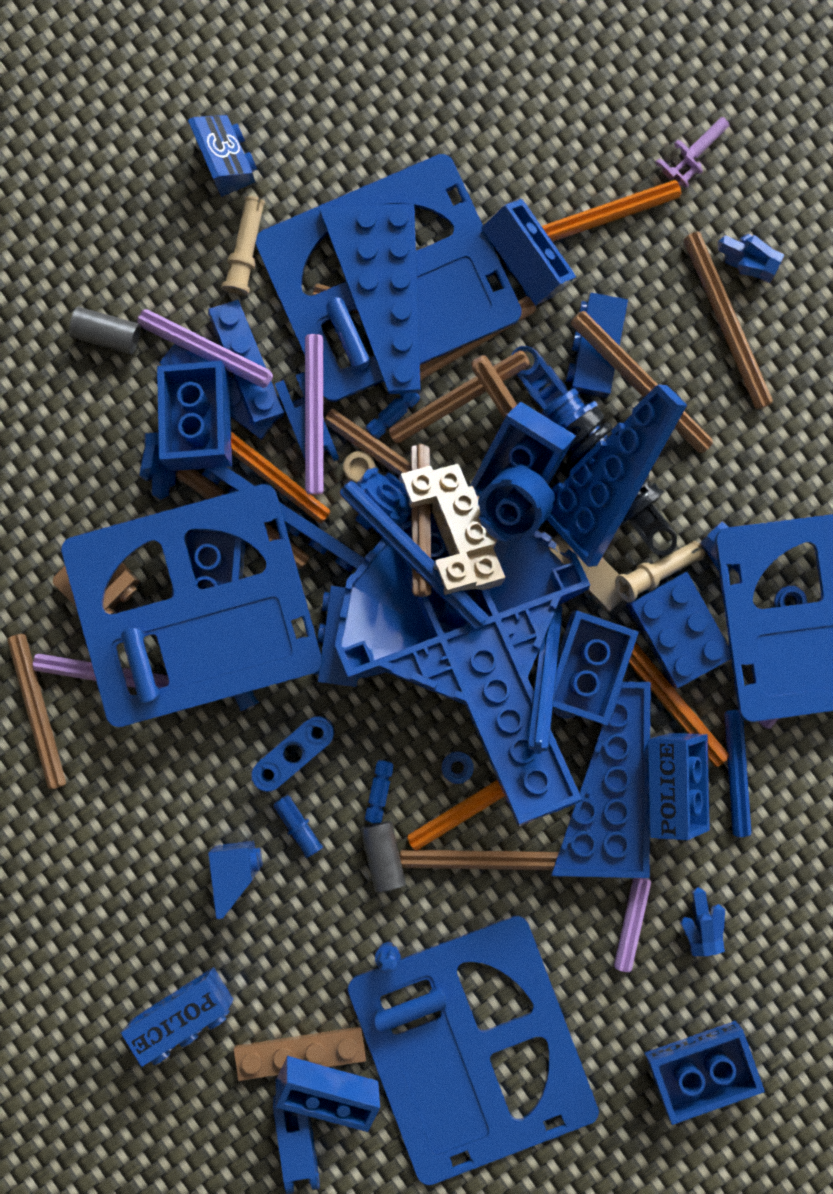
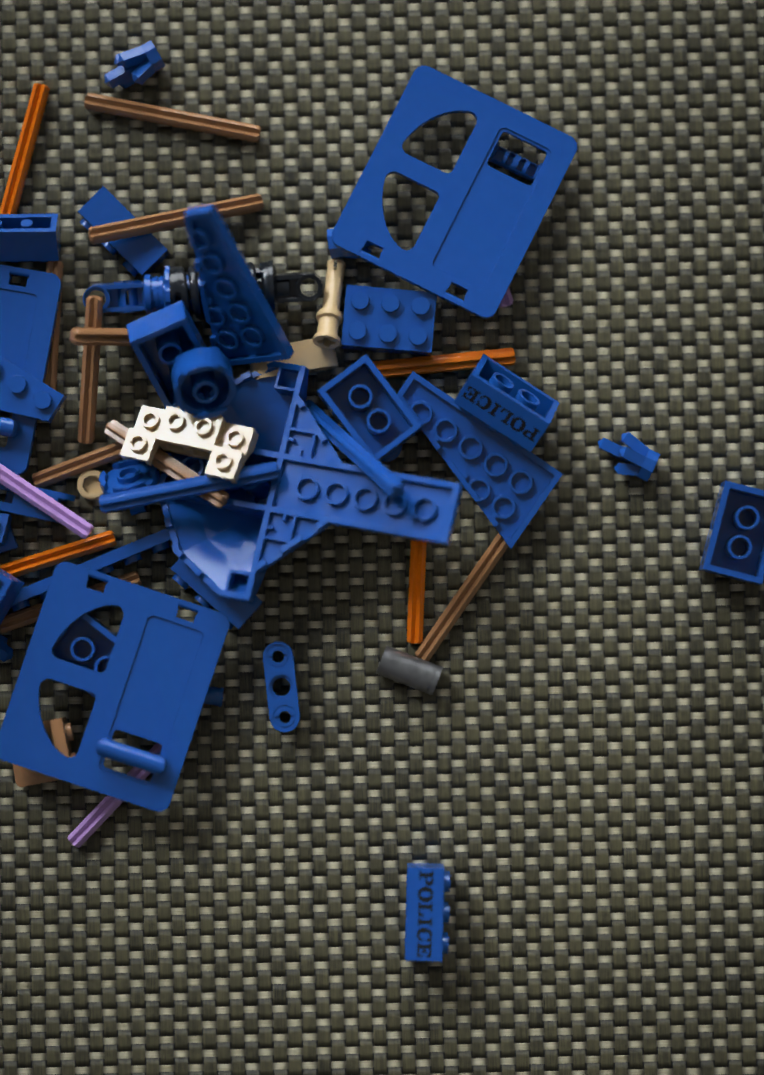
camera: 55 degrees left, 0 degrees up
(36, 711) = (112, 867): medium nougat axle -> none
(232, 871) = (342, 794): blue slope -> none
(296, 1148) = (584, 886): blue piece -> none
(297, 826) = (341, 721): blue axle -> none
(322, 1048) = (519, 839): medium nougat plate -> none
(327, 1094) = (562, 835): blue brick -> none
(379, 792) = (357, 640): blue axle -> none
(387, 957) = (489, 718): blue axle -> none
(392, 414) = (67, 430): blue axle -> none
(442, 1070) = (607, 738): blue door -> none
(457, 778) = (386, 558): blue plate -> none
(632, 924) = (593, 511): lavender axle -> none
(692, 153) = (22, 53): lavender piece -> none
(737, 774) = (532, 351): blue axle -> none
(793, 591) = (417, 213): blue plate -> none

